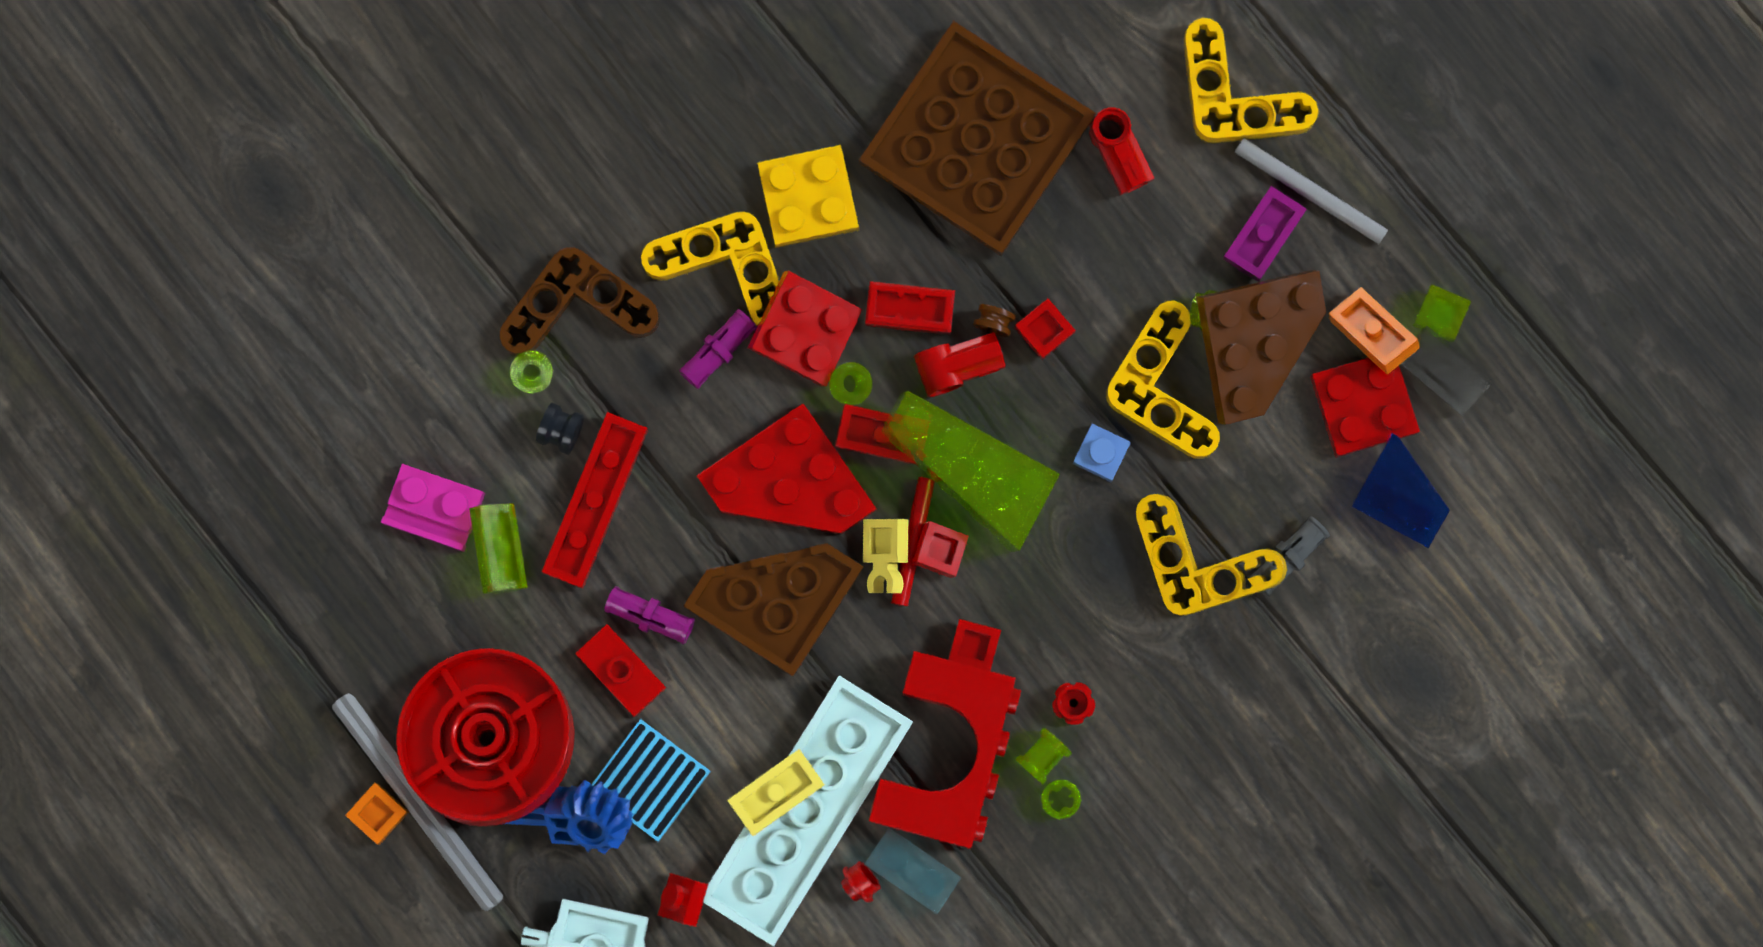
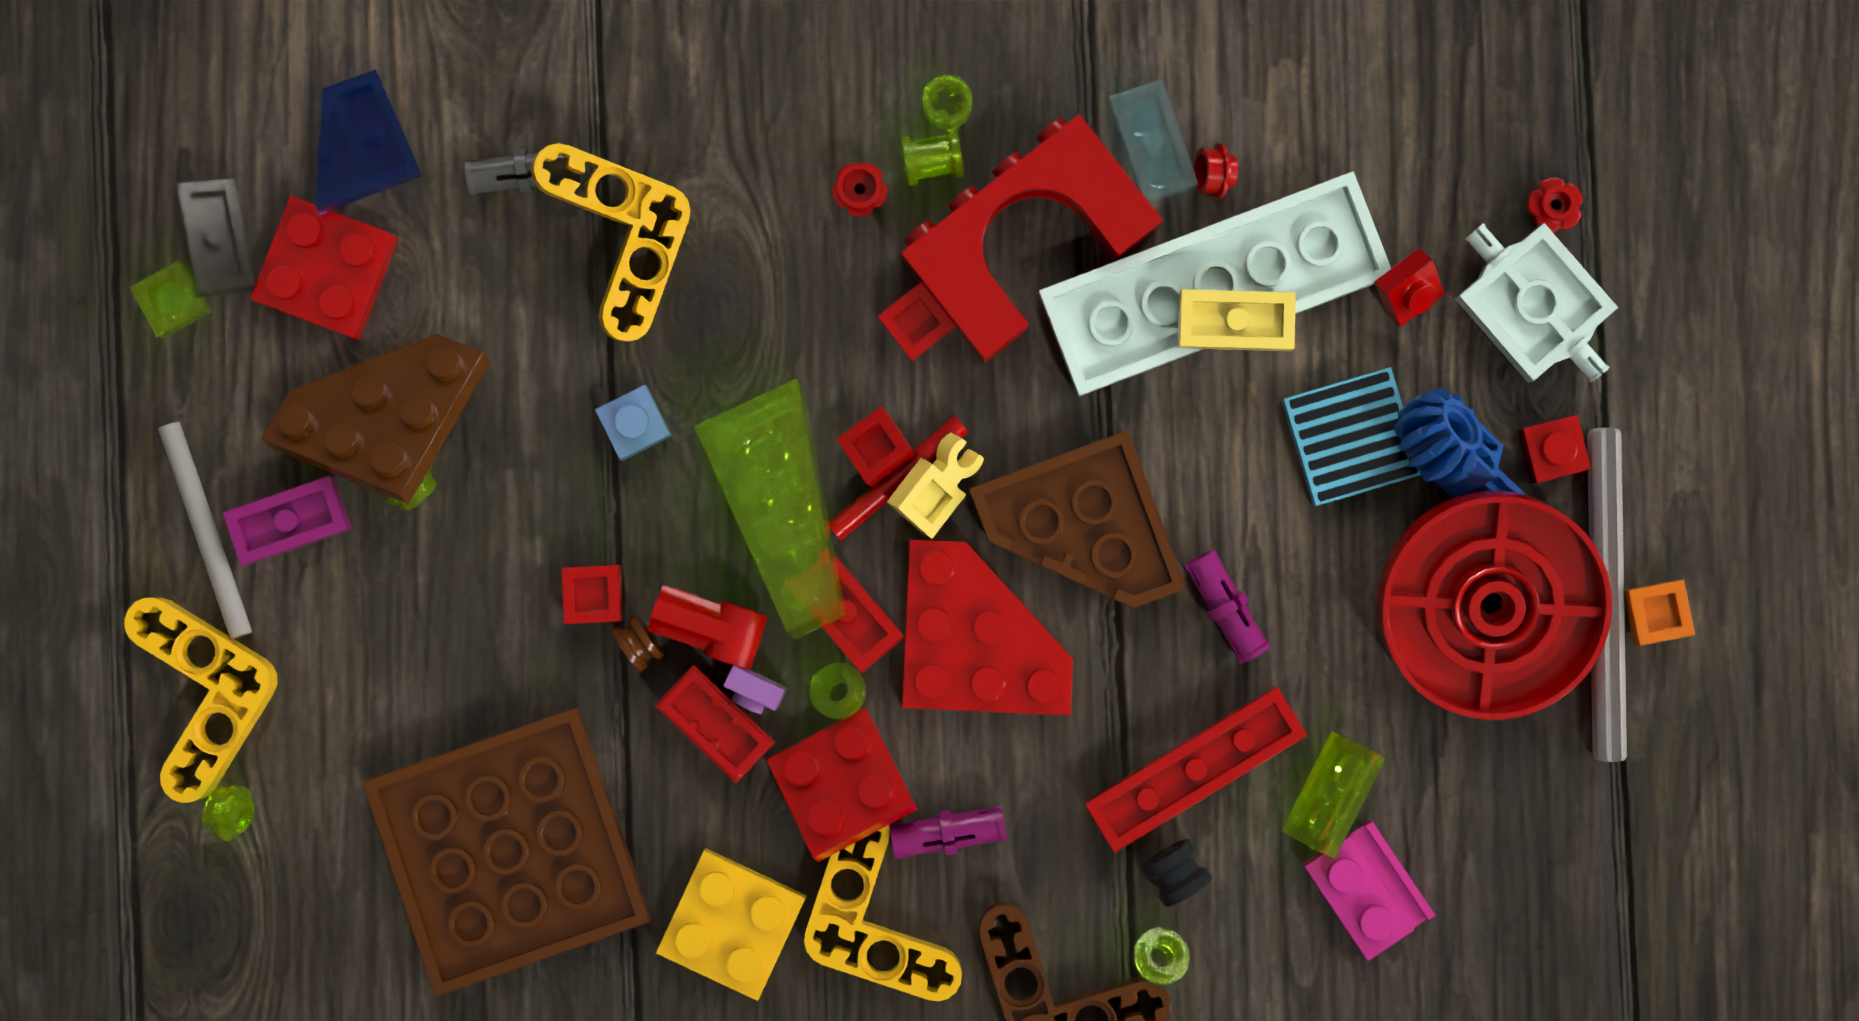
camera: 140 degrees left, 5 degrees up
(516, 869) = (1554, 449): none -> red plate
(621, 670) = (1298, 572): red plate -> none
(901, 345) = (754, 690): none -> medium lavender plate
(1122, 154) = (368, 715): red piece -> none
(1144, 381) = (529, 463): yellow beam -> none
(1162, 36) = (228, 811): none -> clear neon green plate
(1374, 330) = (253, 331): orange plate -> none

